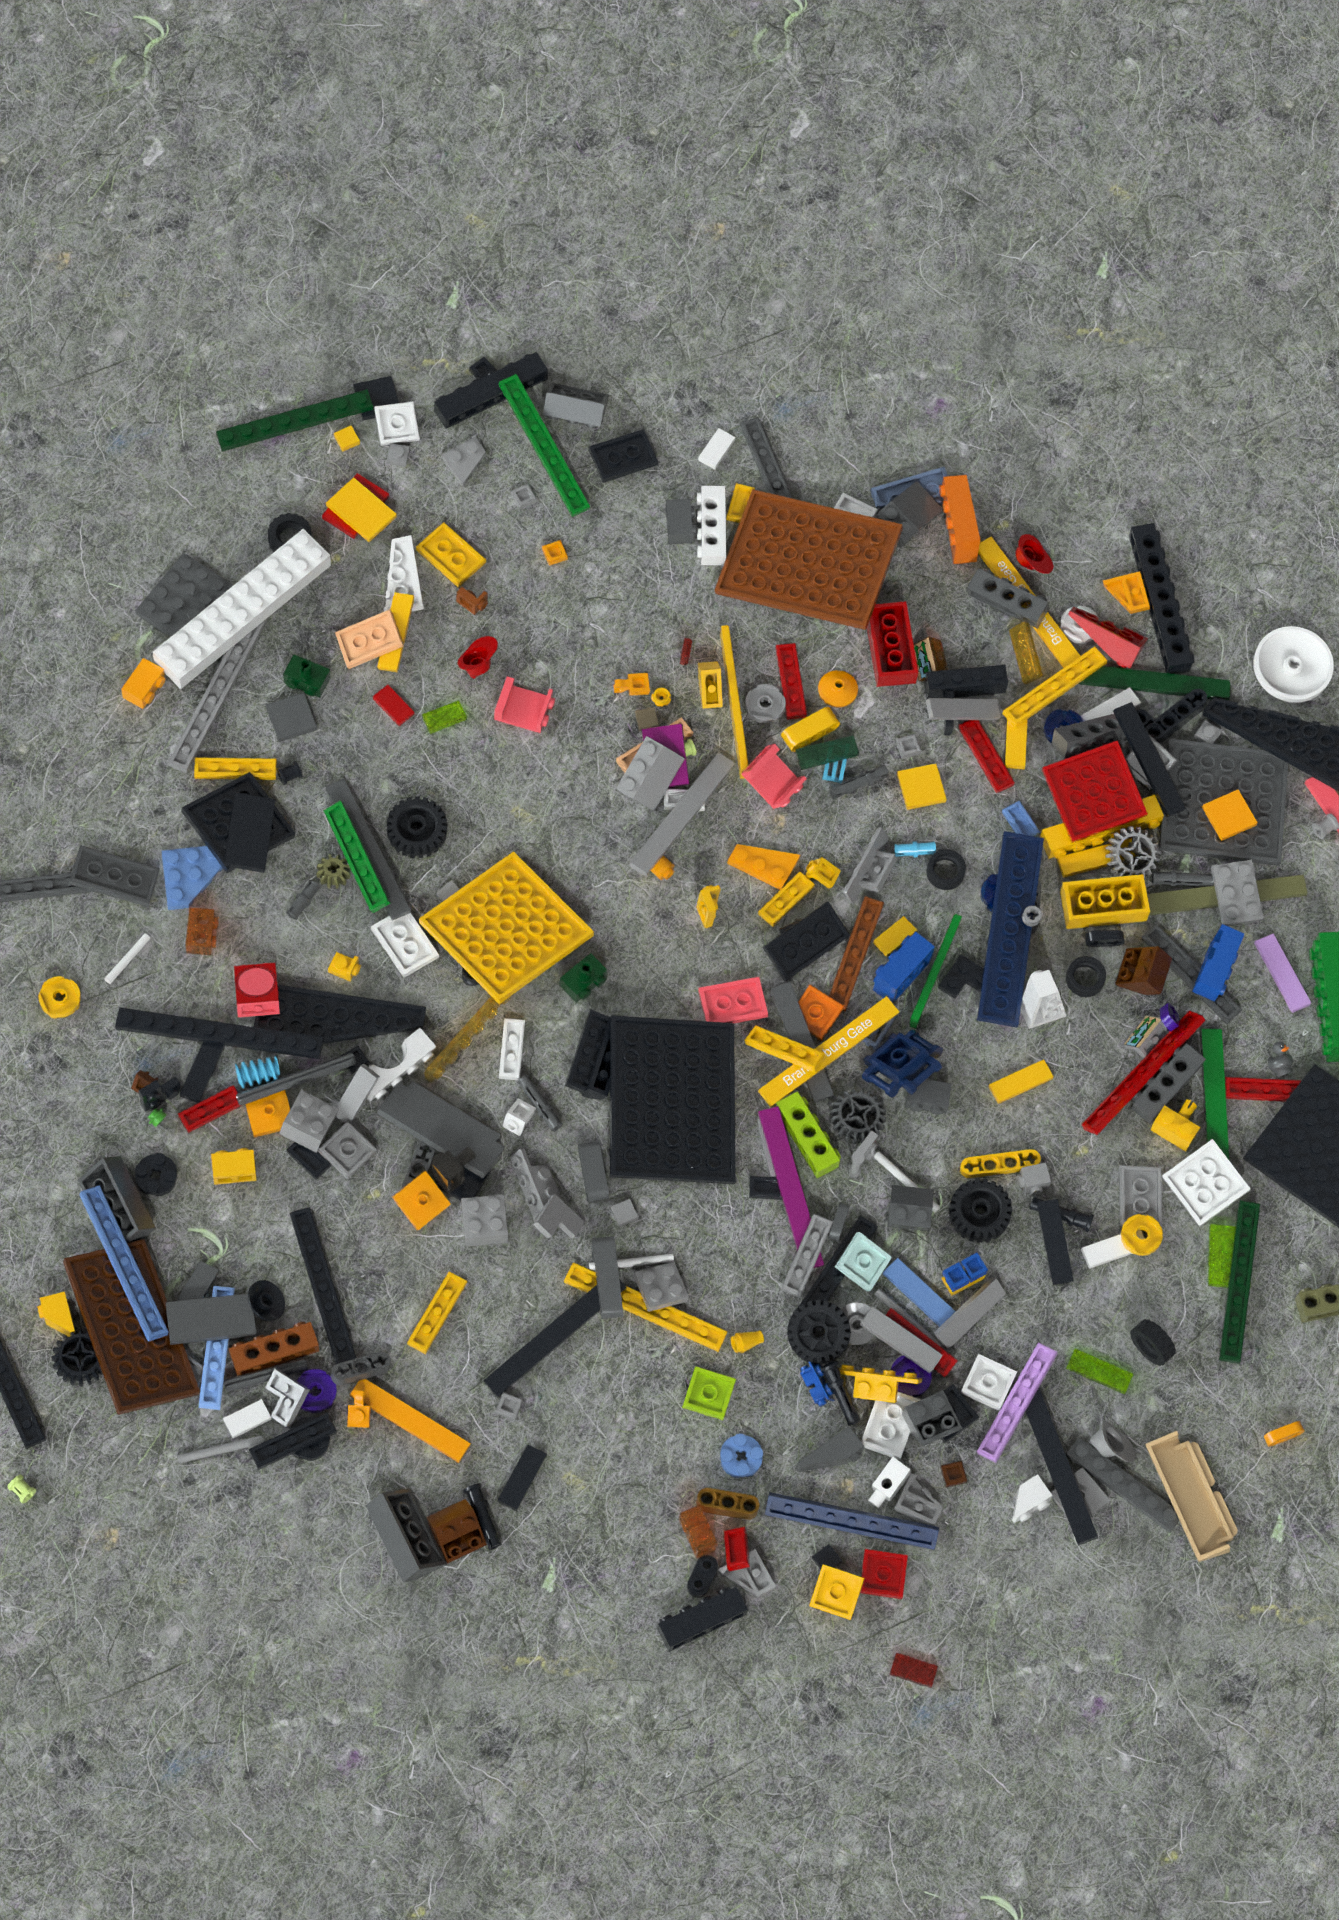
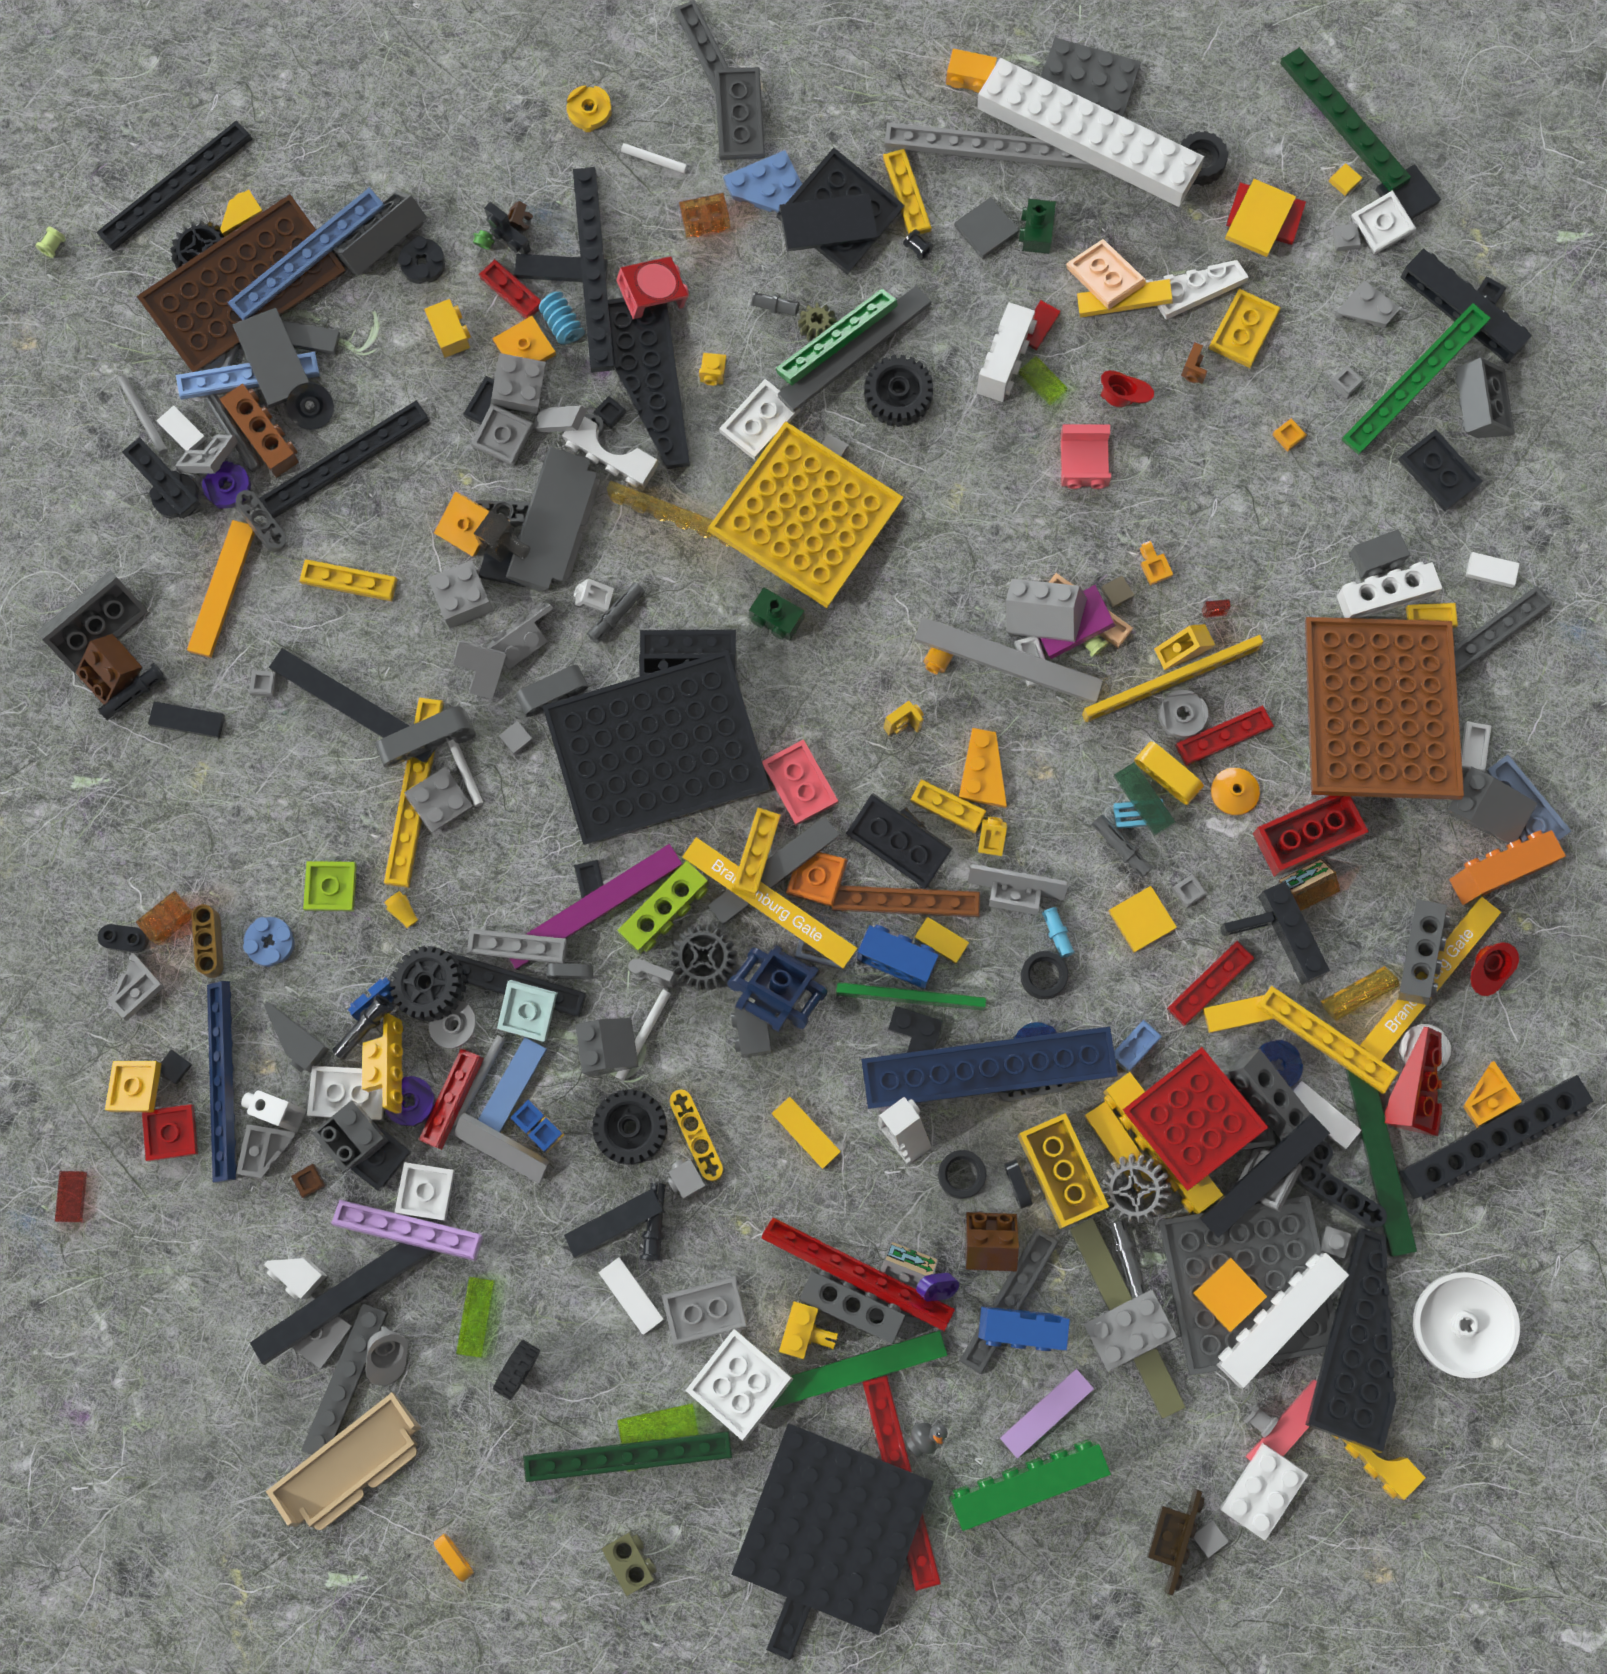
camera: 85 degrees right, 10 degrees up
(296, 1079) = (564, 358): dark grey axle -> none
(359, 1414) = (213, 533): light orange plate -> none
(413, 734) = (1006, 349): none -> white wedge
(511, 1049) = (671, 566): white tile -> none
(661, 692) = (1154, 595): yellow plate -> none
(702, 1618) = (71, 950): black brick -> none
(736, 1549) = (156, 964): red tile -> none
(773, 778) = (1089, 747): coral panel -> none
(901, 1340) = (441, 1077): light grey tile -> none
(962, 709) = (1253, 937): light grey tile -> none
(1031, 909) = (1013, 1080): light grey bush -> none
(1137, 1245) = (639, 1316): yellow tile -> none
(1258, 784) = (1282, 1319): none -> white brick

